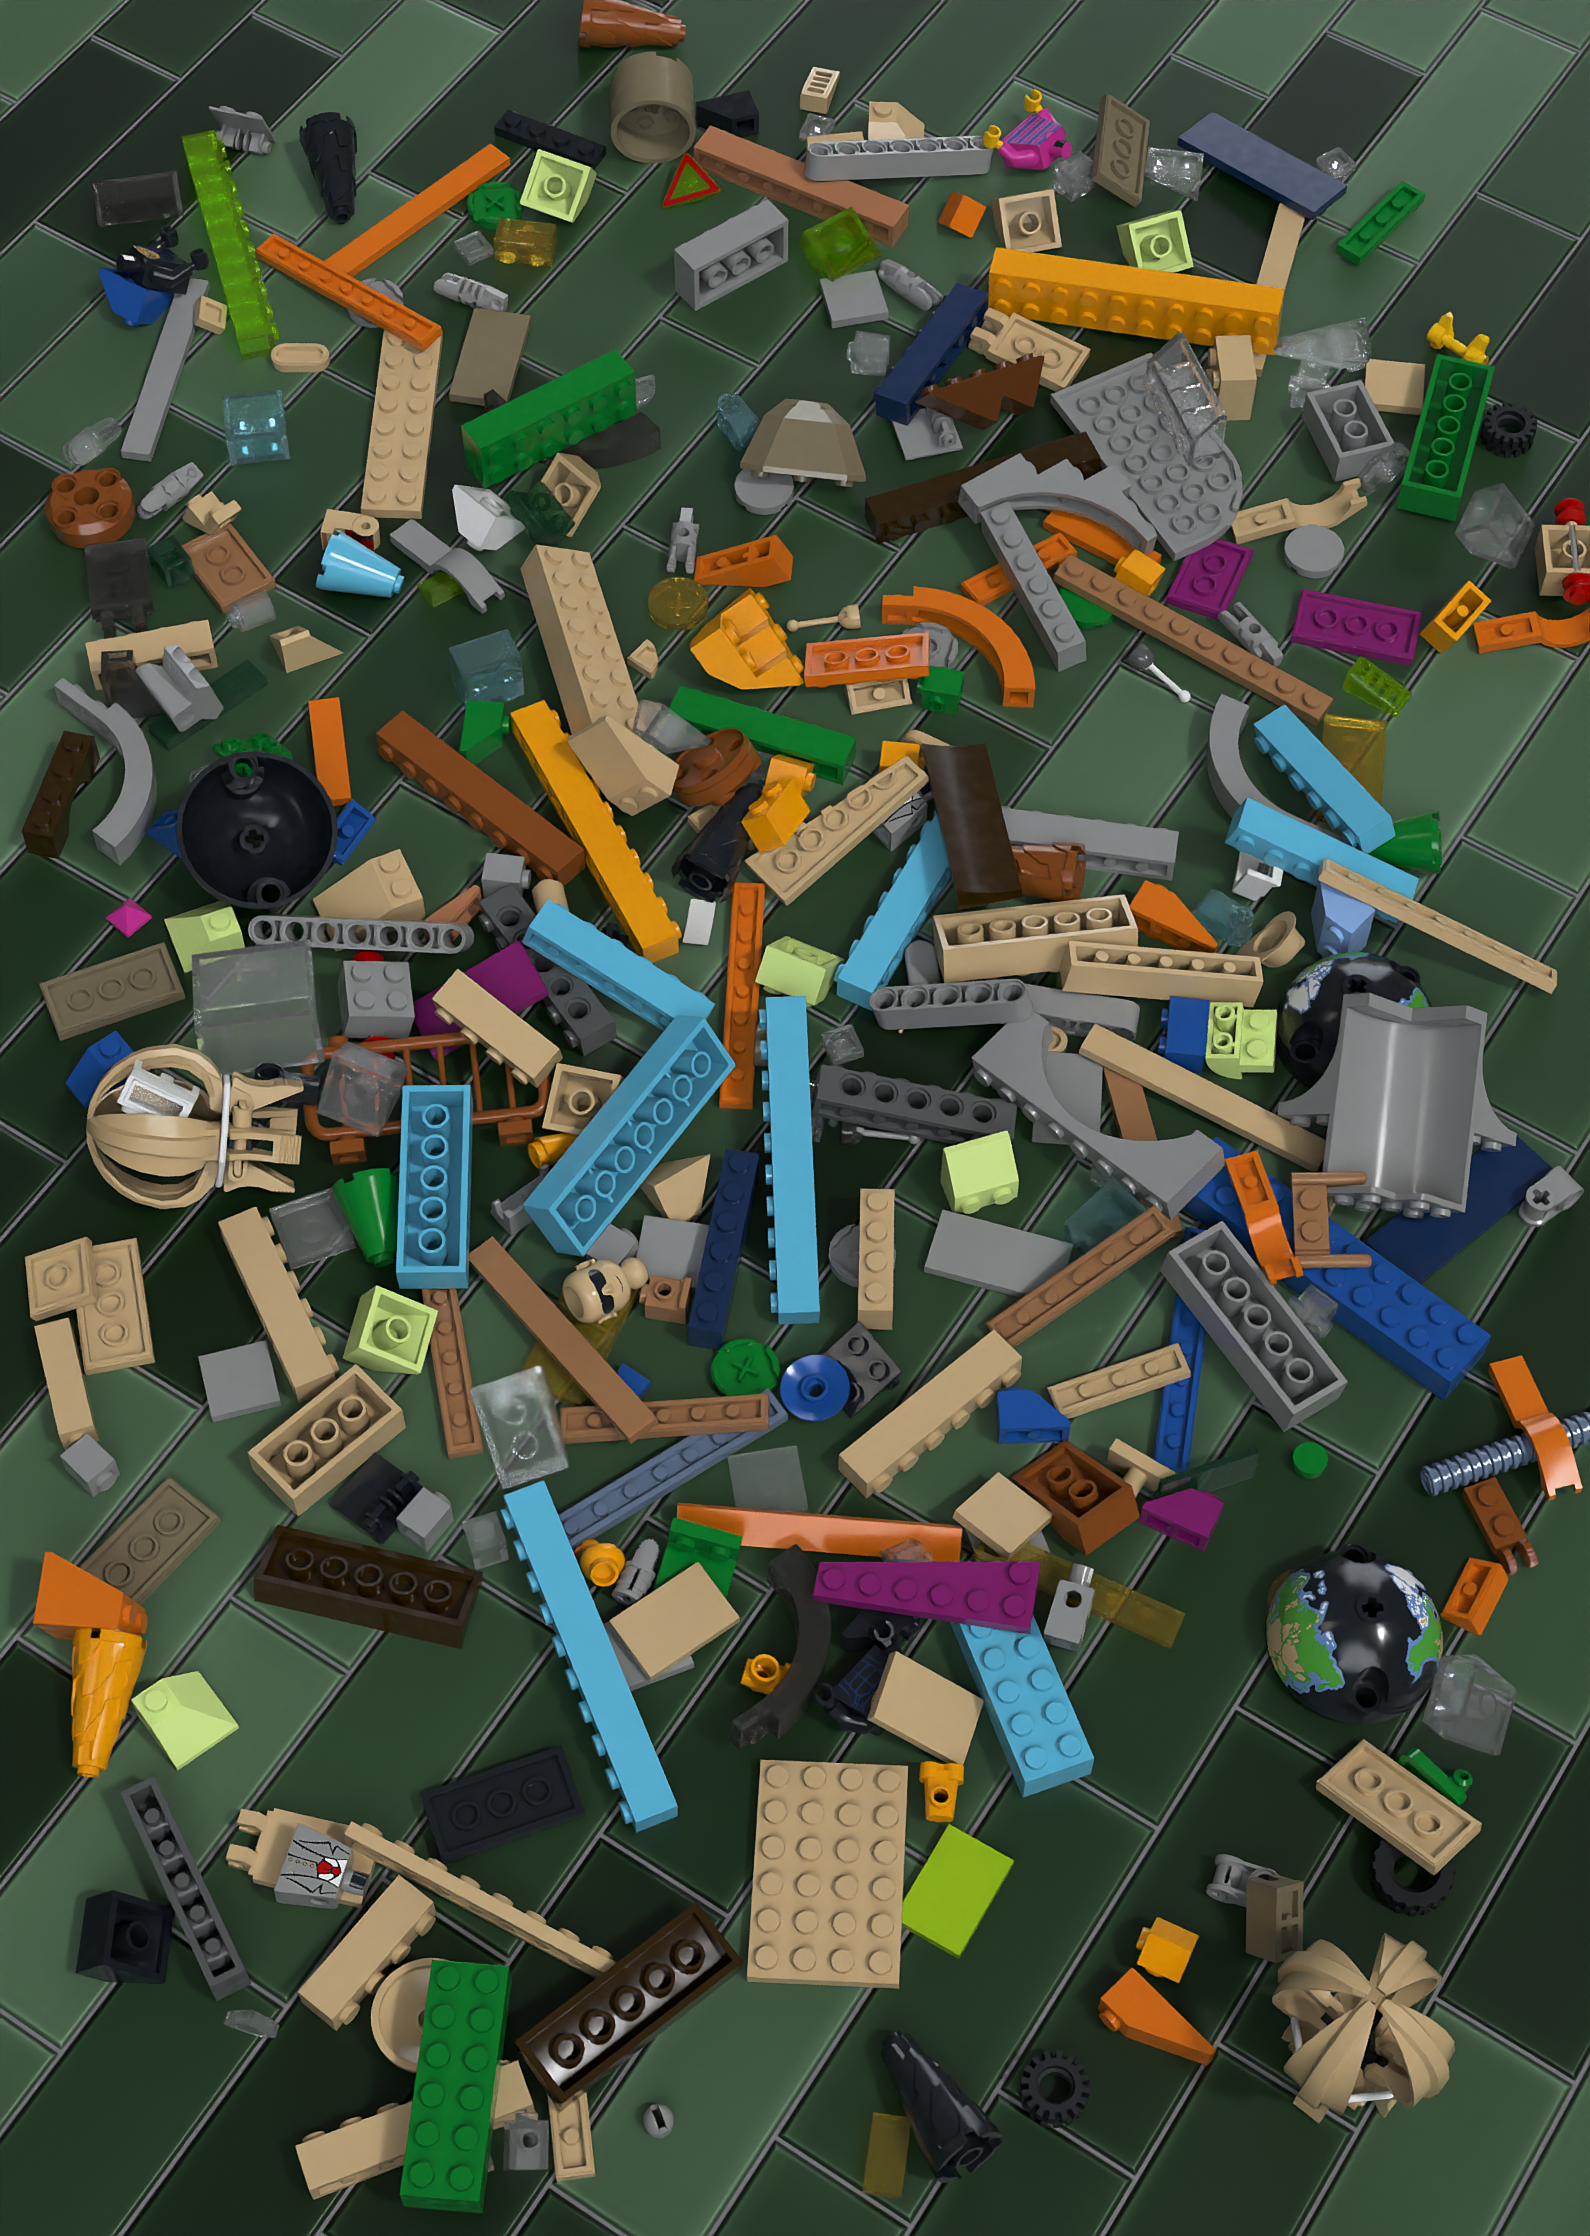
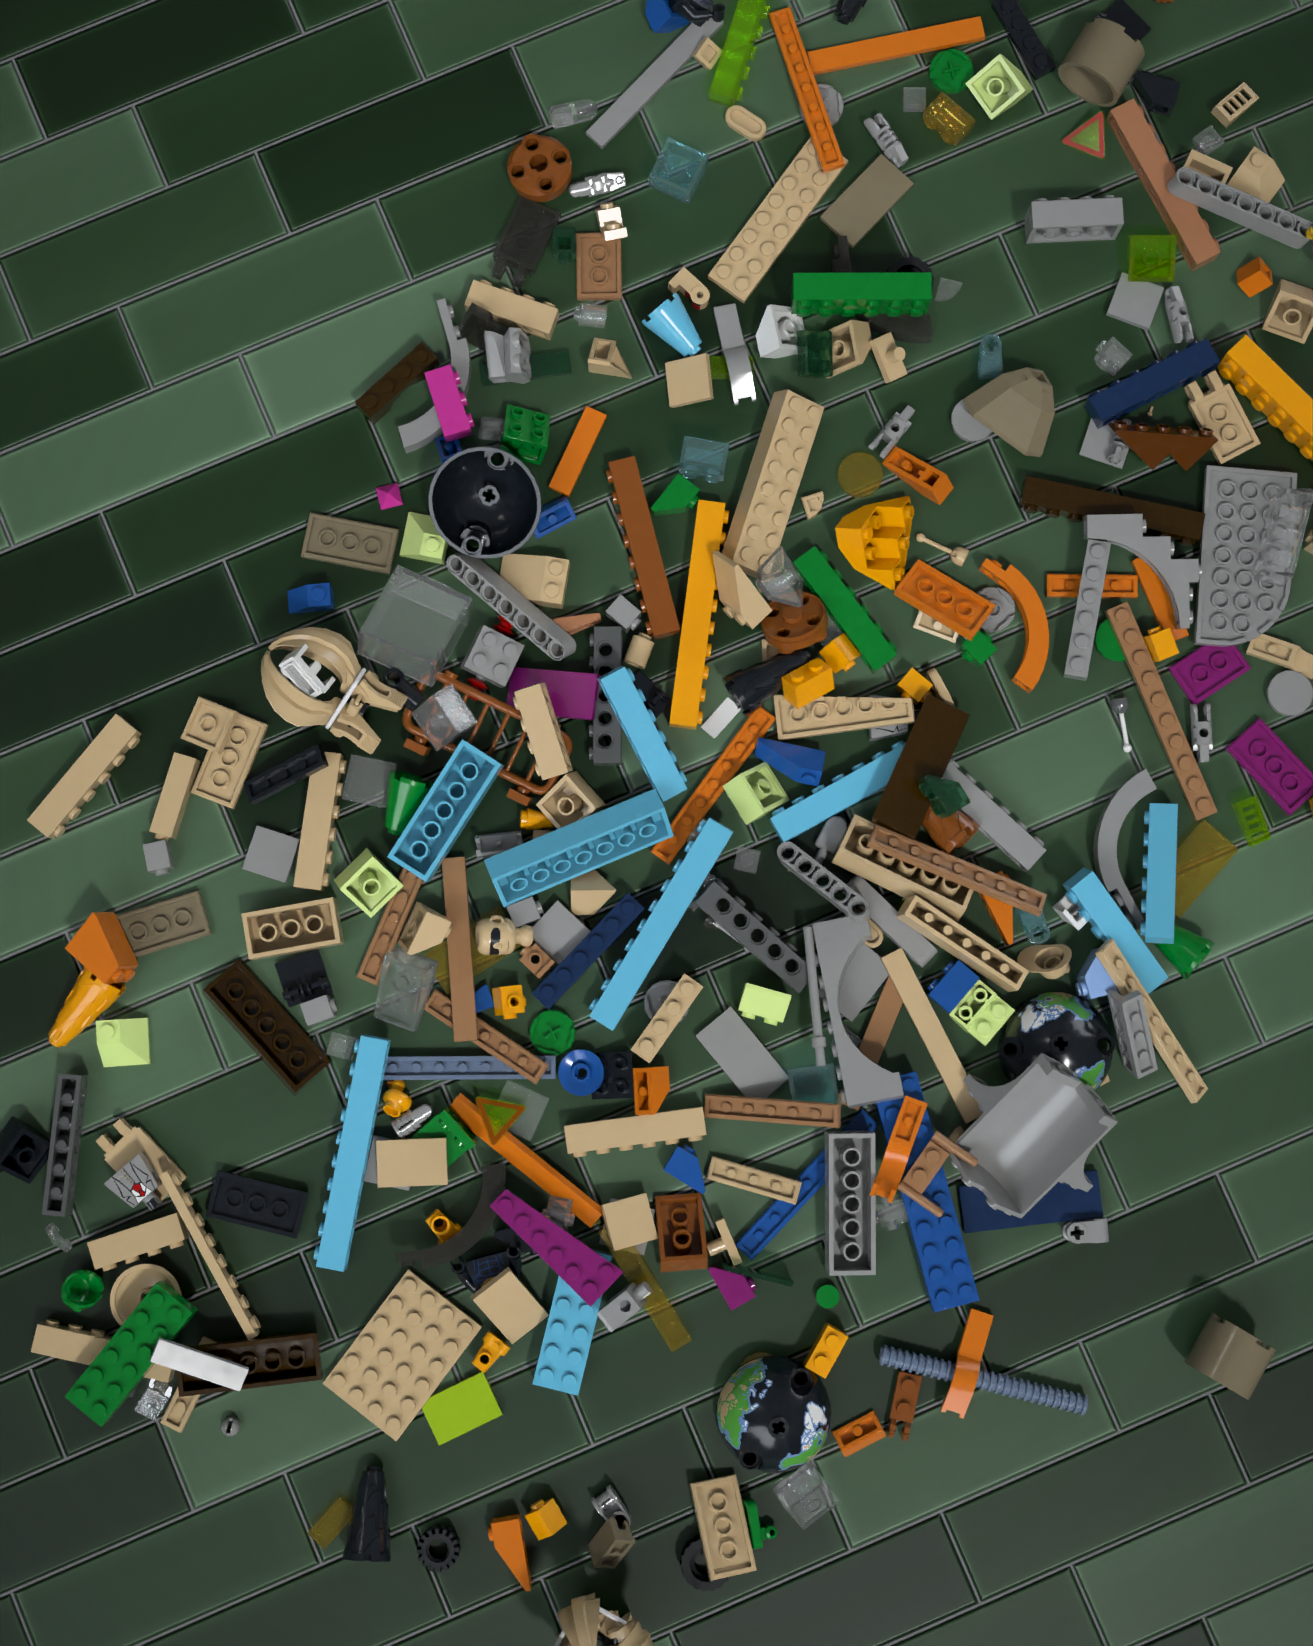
camera: 35 degrees right, 25 degrees up
(140, 768) = (449, 403): none -> dark pink brick
(199, 1269) = (285, 774): none -> black plate
(329, 2063) = (81, 1289): none -> green hair
(413, 613) = (689, 380): none -> tan tile
(497, 1334) = (423, 929): none -> tan slope
(562, 2029) = (199, 1364): none -> tile
(626, 474) = (889, 357): none -> tan tile
(663, 1360) = (508, 1001): none -> light orange brick
(746, 1497) = (498, 1116): none -> clear neon green piece
(815, 911) = (794, 761): none -> blue slope
(912, 1348) = (650, 1088): none -> orange slope
(1018, 824) = (944, 794): none -> clear green slope
(1075, 1163) = (818, 1041): none -> light grey bar
(1094, 900) = (957, 870): none -> medium nougat tile
(1357, 1511) = (825, 1350): none -> light orange brick
(1430, 944) = (1133, 1032): none -> light grey fence

